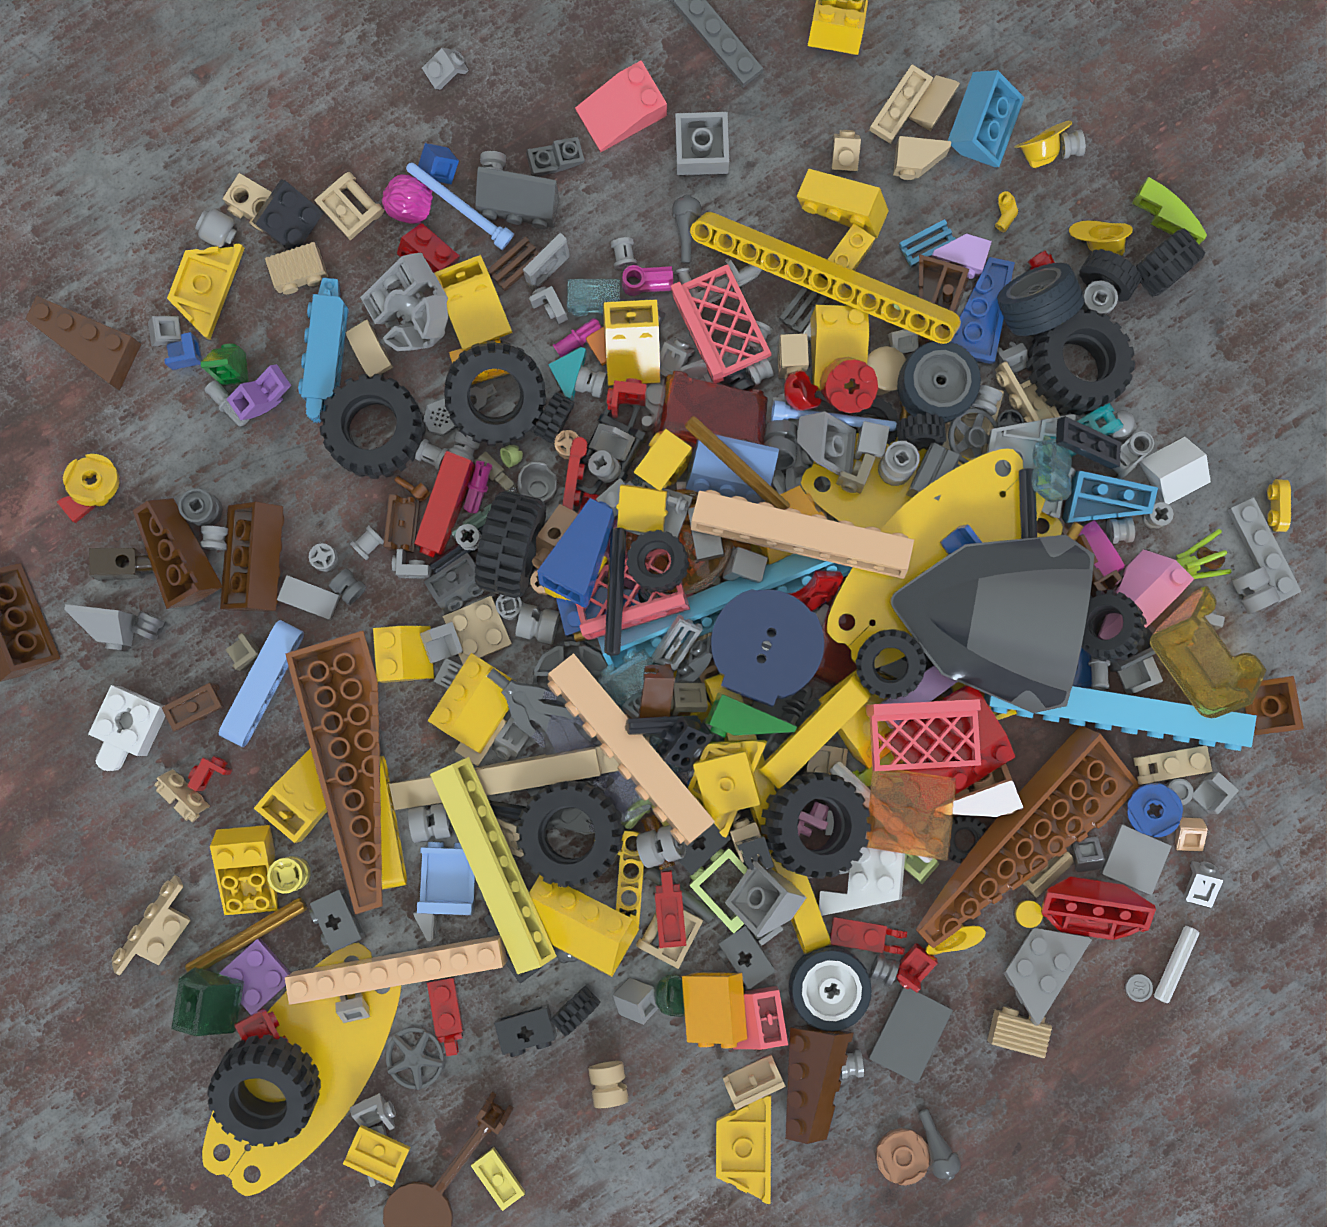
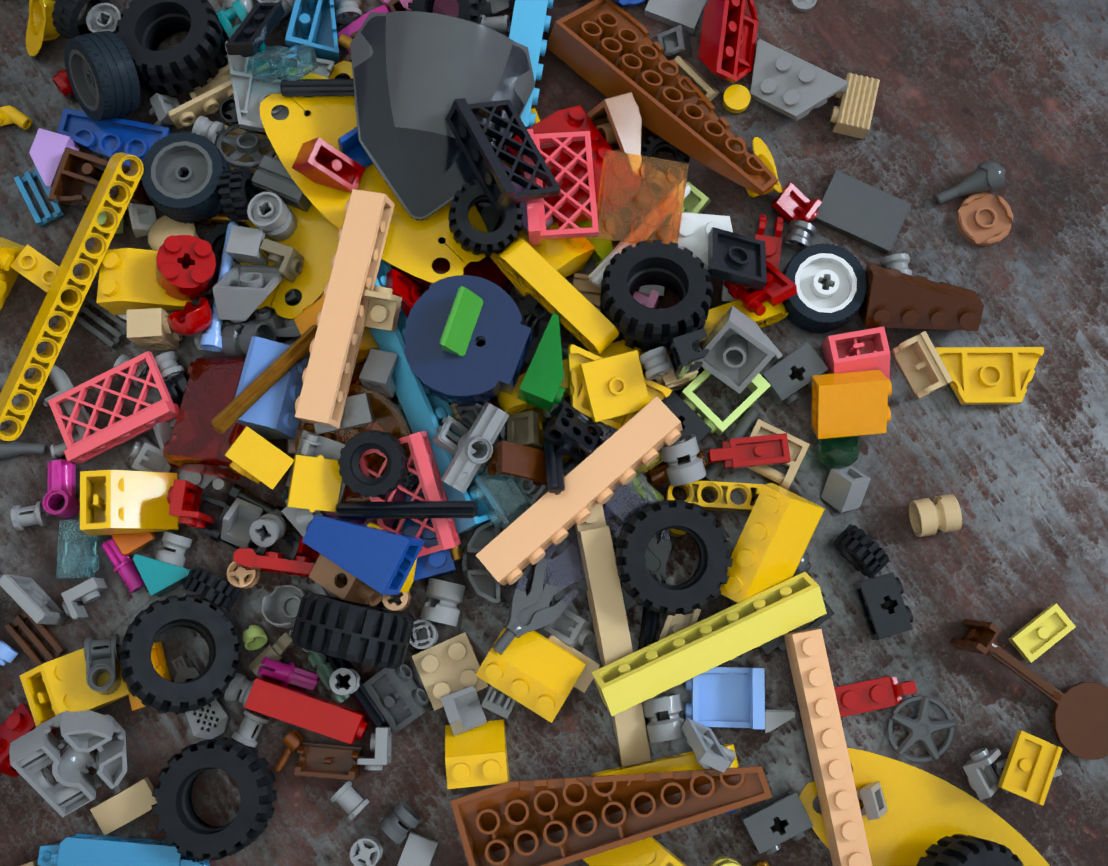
camera: 90 degrees left, 5 degrees down
(401, 858) = (707, 747): none -> light grey plate
(490, 327) = (102, 657): none -> dark grey piece
(684, 660) = (485, 431): none -> light grey piece
(748, 822) = (655, 363): none -> light grey wheel
(777, 641) = (461, 322): none -> bright green slope
(801, 568) = (382, 309): none -> tan bracket
(832, 934) = (775, 291): none -> red plate
(853, 904) = (737, 258): none -> black plate
(942, 516) = (328, 166): none -> red slope
(946, 662) = (484, 156): none -> black fence

